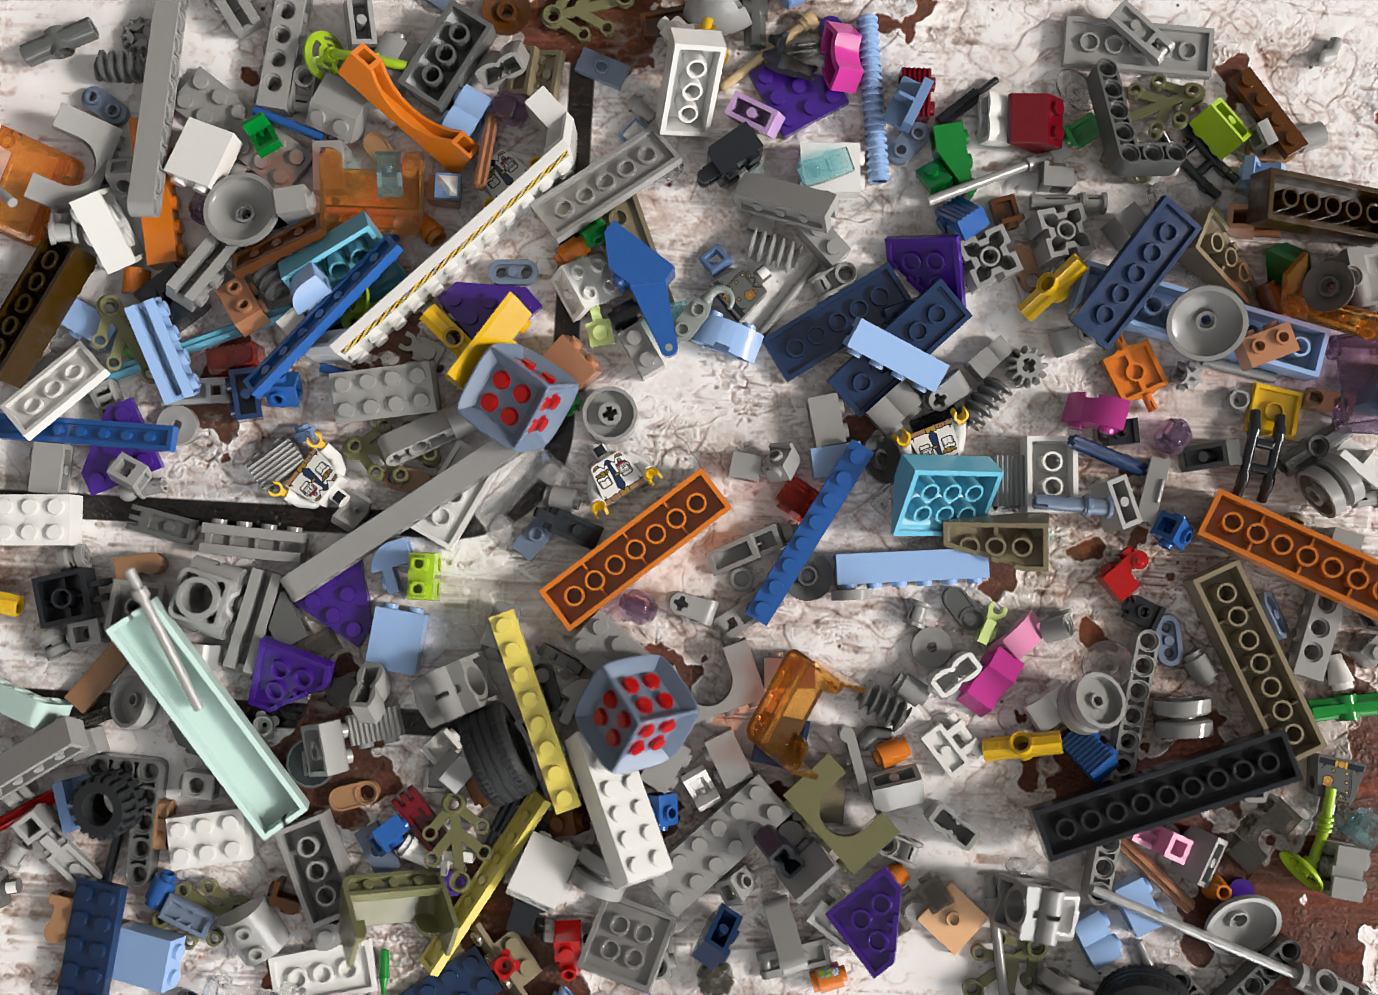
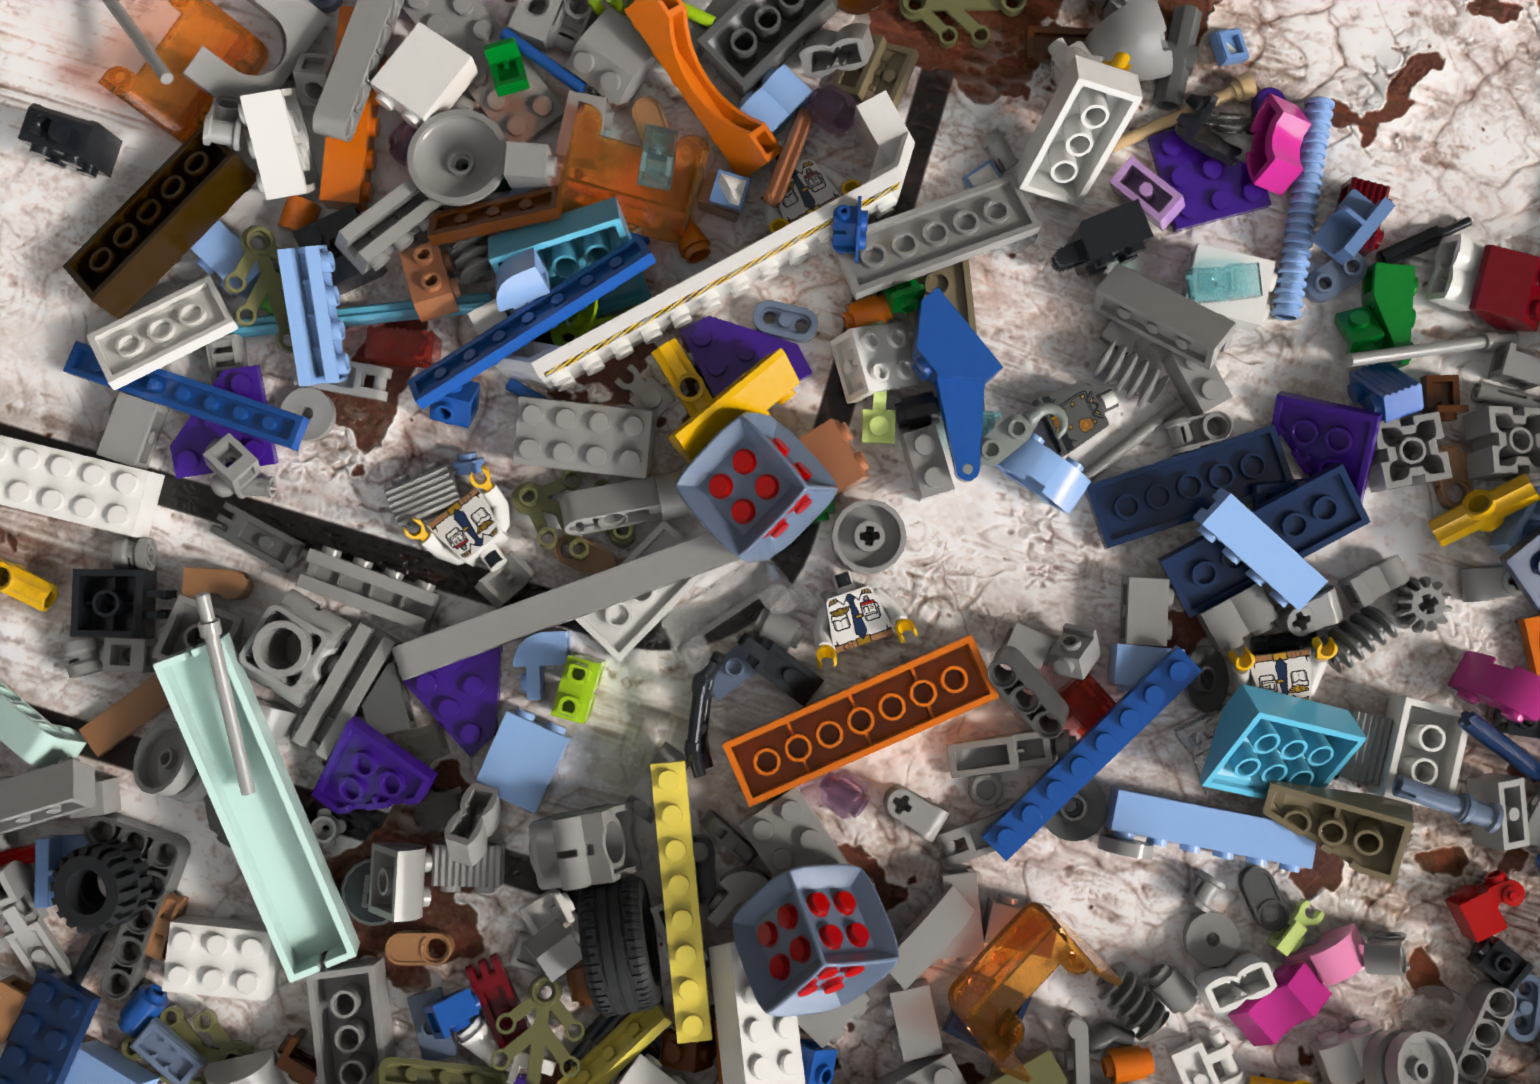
camera: 15 degrees right, 0 degrees up
(96, 717) = (111, 765): clear smoke axle -> none
(210, 789) = (211, 891): light grey brick -> none
(244, 405) = (401, 411): dark blue brick -> none
(521, 594) = (697, 746): none -> black piece
(539, 193) = (849, 229): none -> blue hinge
(601, 68) = (961, 85): sand blue plate -> none
(701, 788) = (870, 1051): white bracket -> none
(715, 260) = (1050, 369): medium blue tile -> none
(722, 692) = (930, 935): none -> light grey slope
(757, 509) = (1030, 707): none -> dark grey beam

